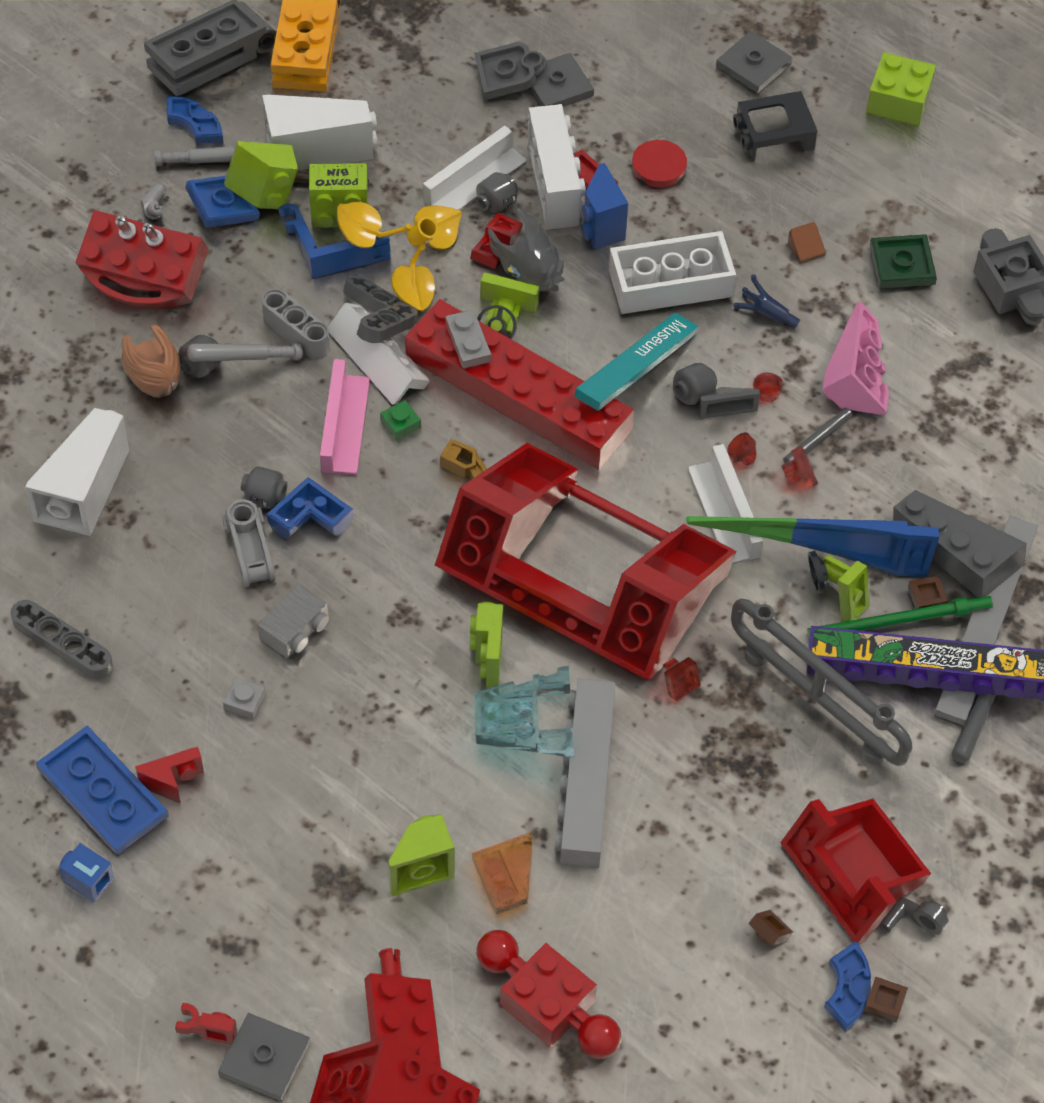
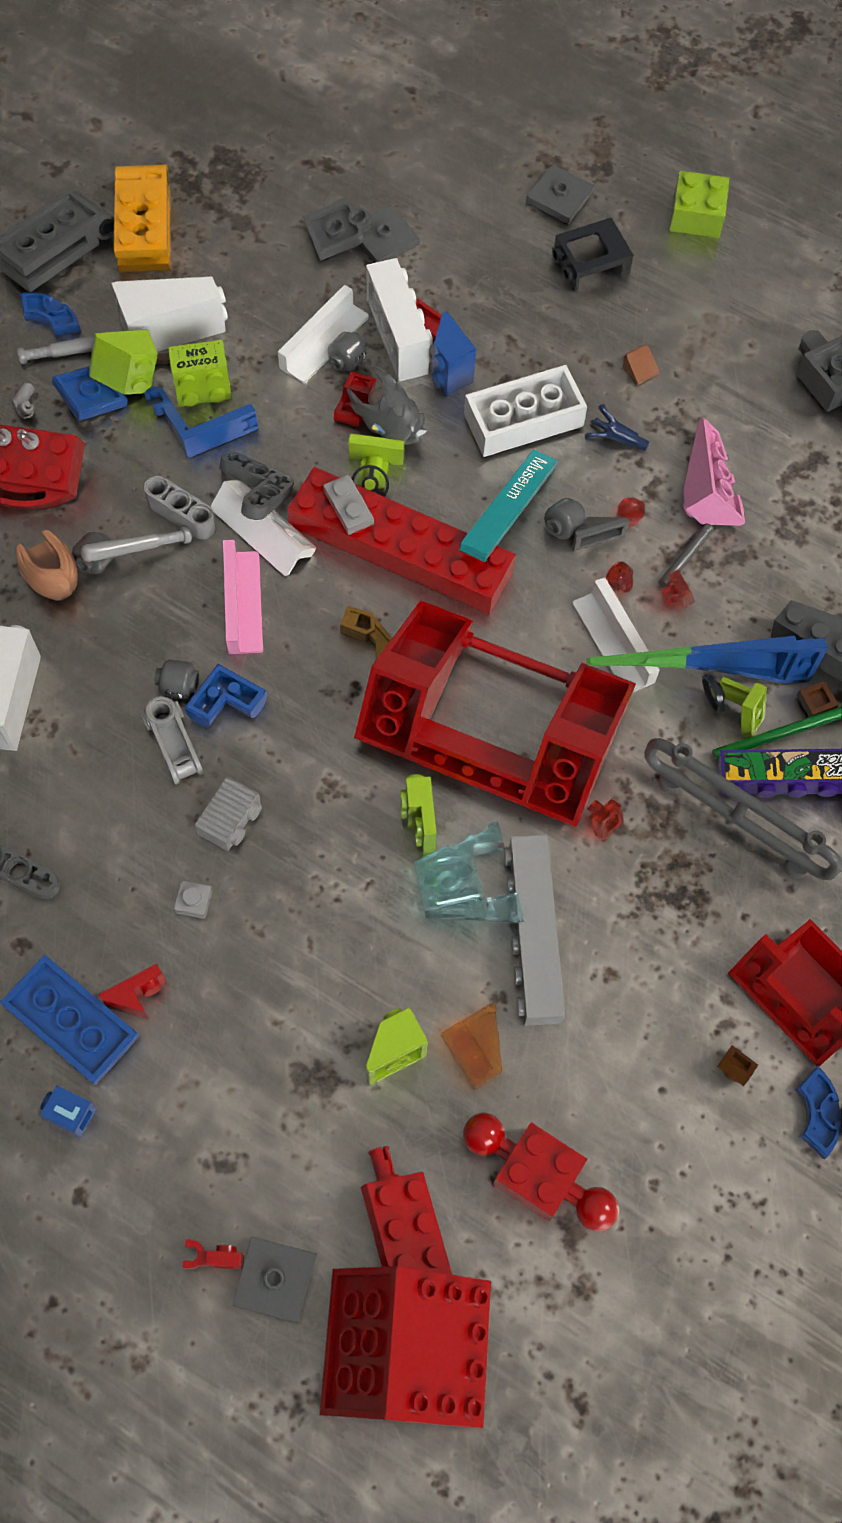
camera: 10 degrees left, 10 degrees up
(400, 419) = (295, 590): green plate -> none
(431, 226) = (295, 394): yellow plant -> none
(659, 163) = (491, 303): red tile -> none
(903, 261) = (732, 371): dark green plate -> none

